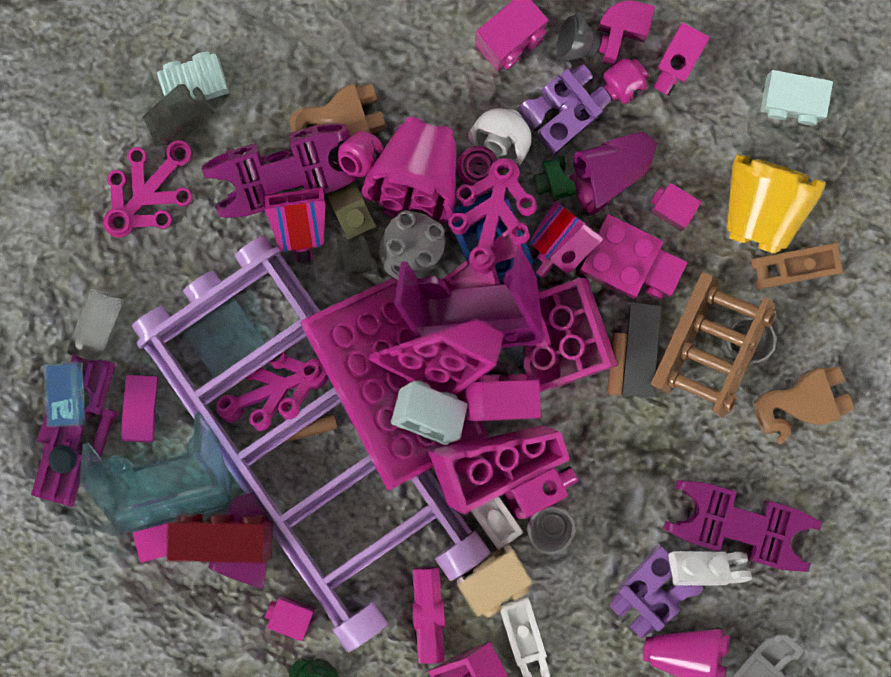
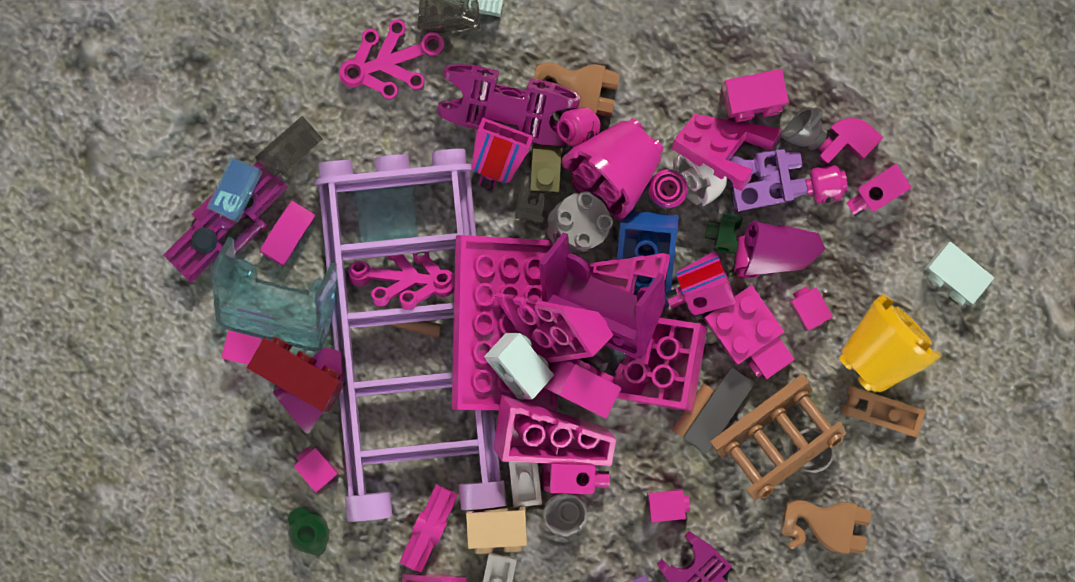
camera: 30 degrees right, 0 degrees up
(493, 210) = (660, 231): dark pink plant -> none
(500, 96) = (717, 139): none -> dark pink wing
(643, 467) = (668, 505): none -> dark pink brick

